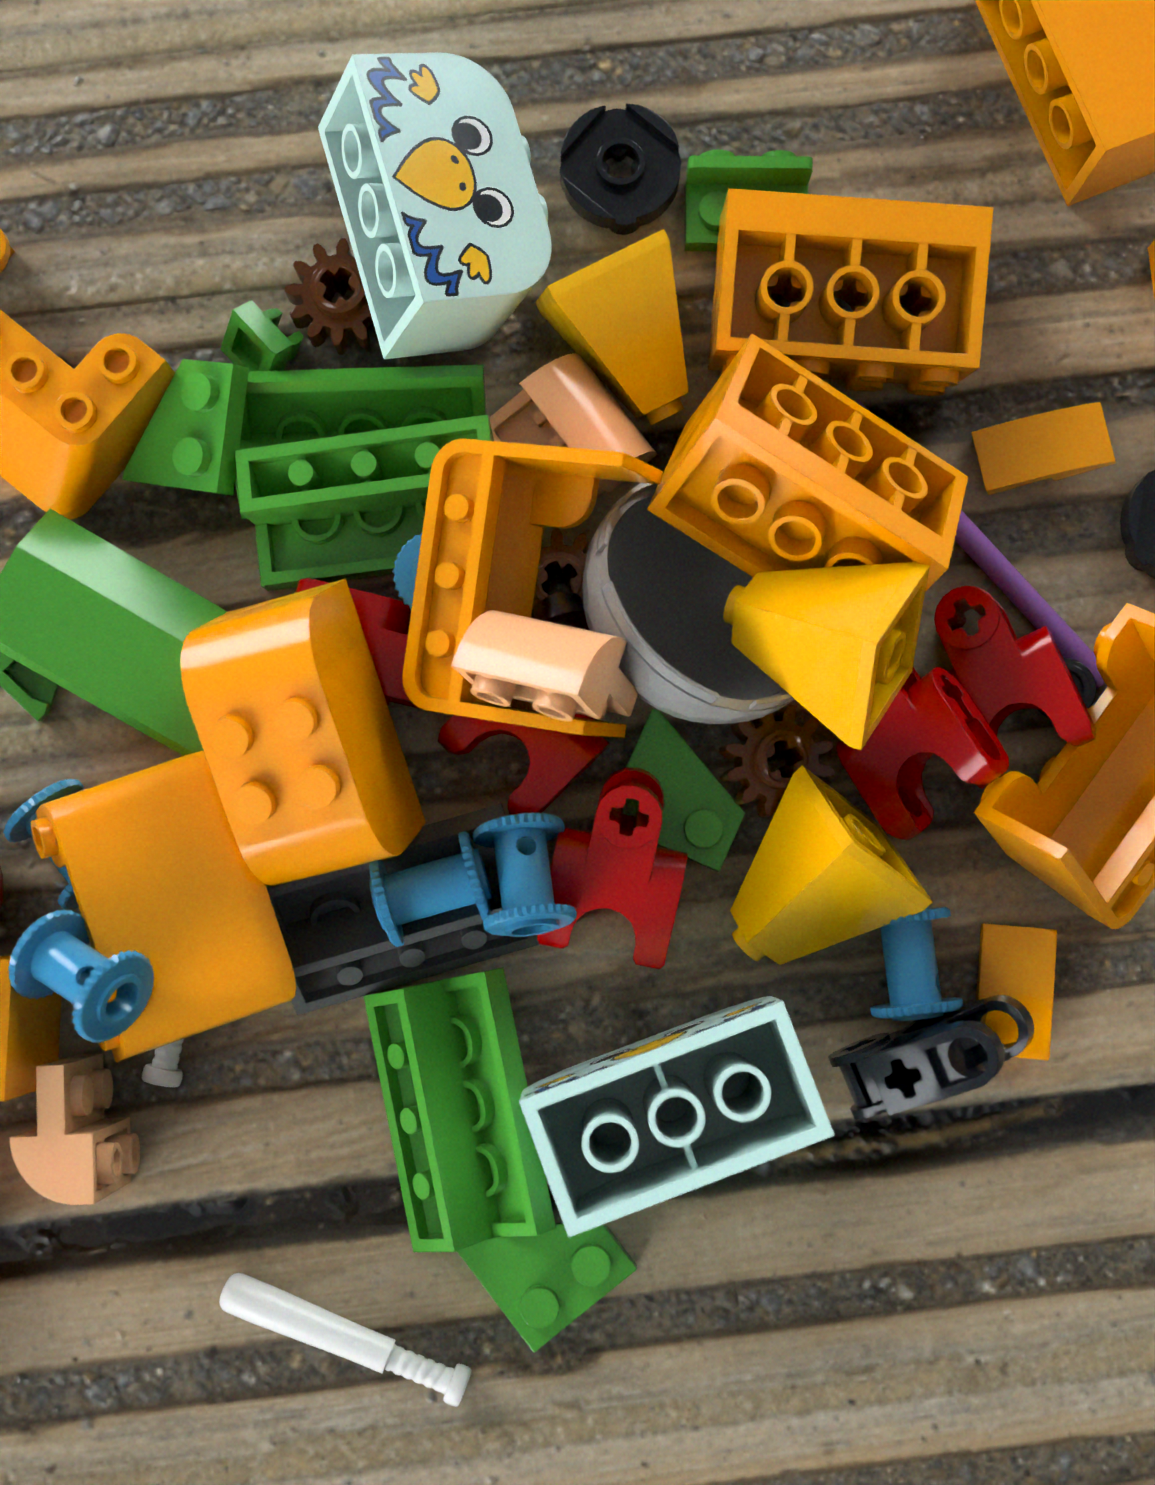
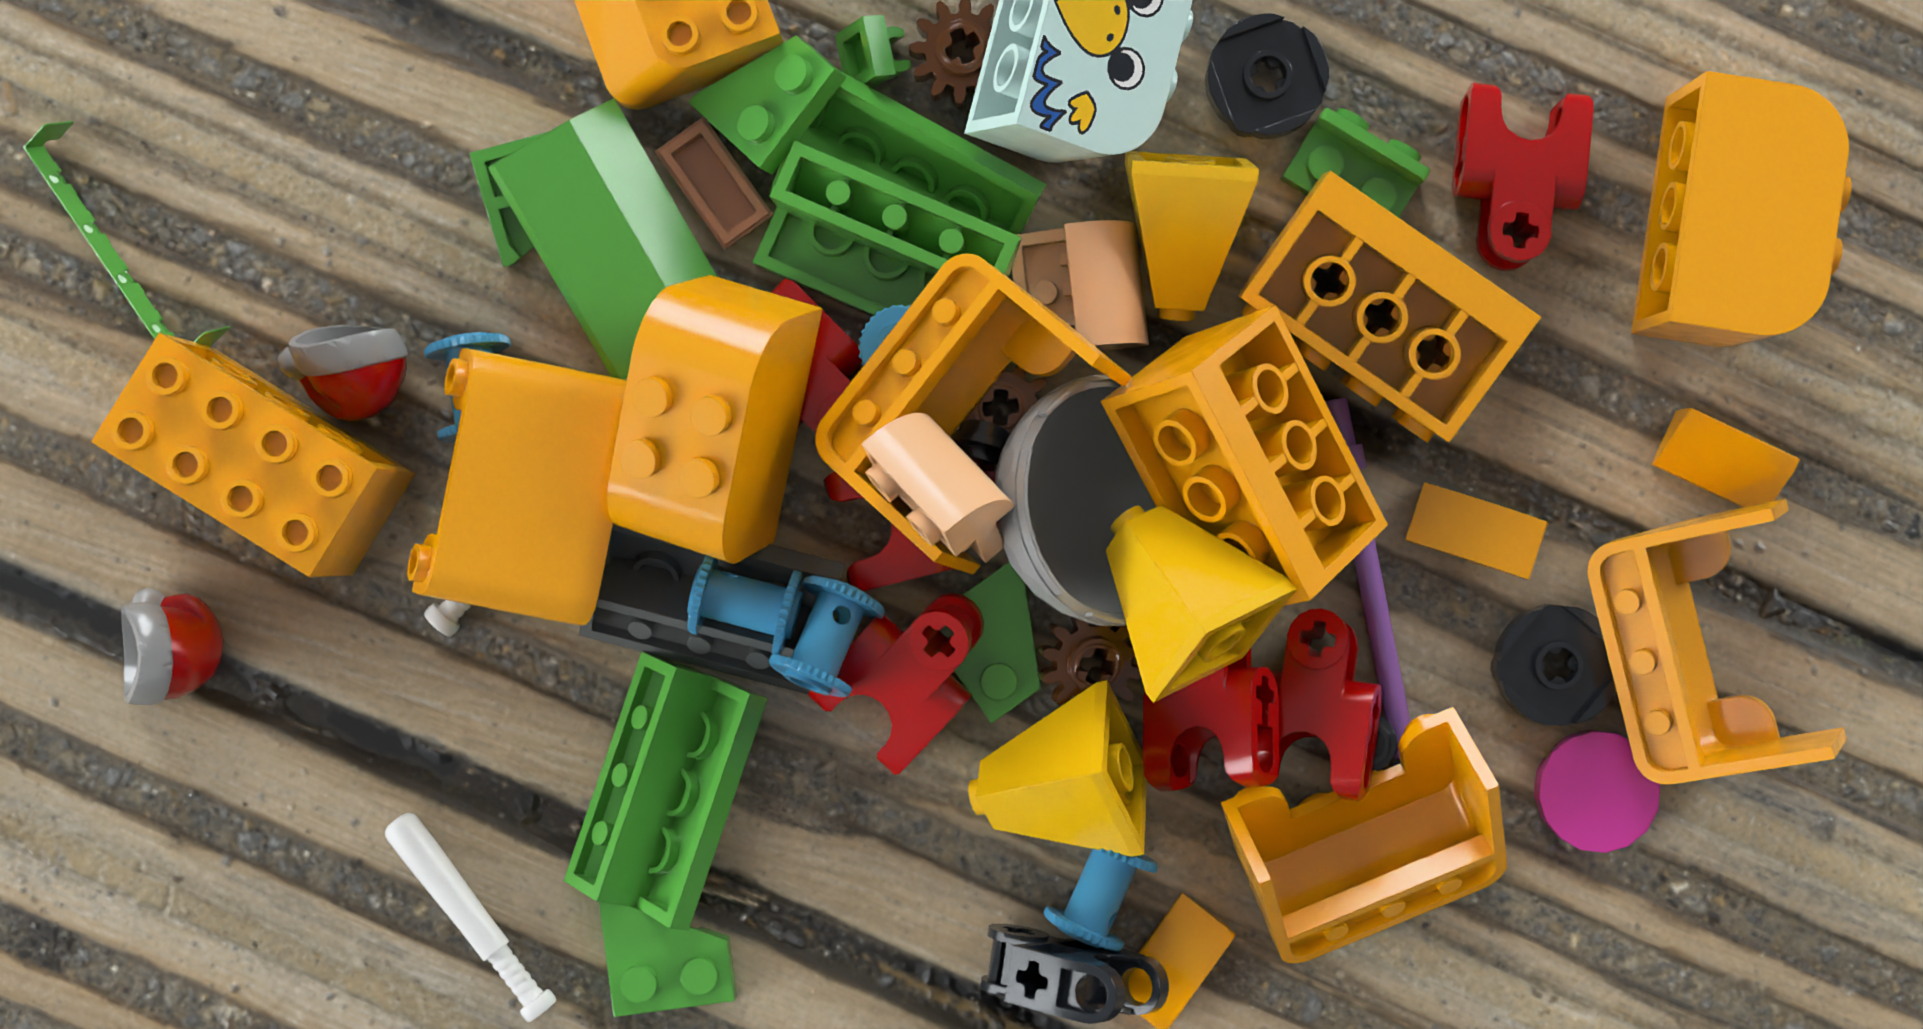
camera: 30 degrees right, 5 degrees up
(58, 959) = (436, 537): dark azure hose -> none
(75, 1150) = (339, 641): light nougat brick -> none
(186, 537) = (714, 183): none -> nougat tile
(674, 1113) = (832, 896): light aqua brick -> none
(890, 124) = (1517, 176): none -> red piece

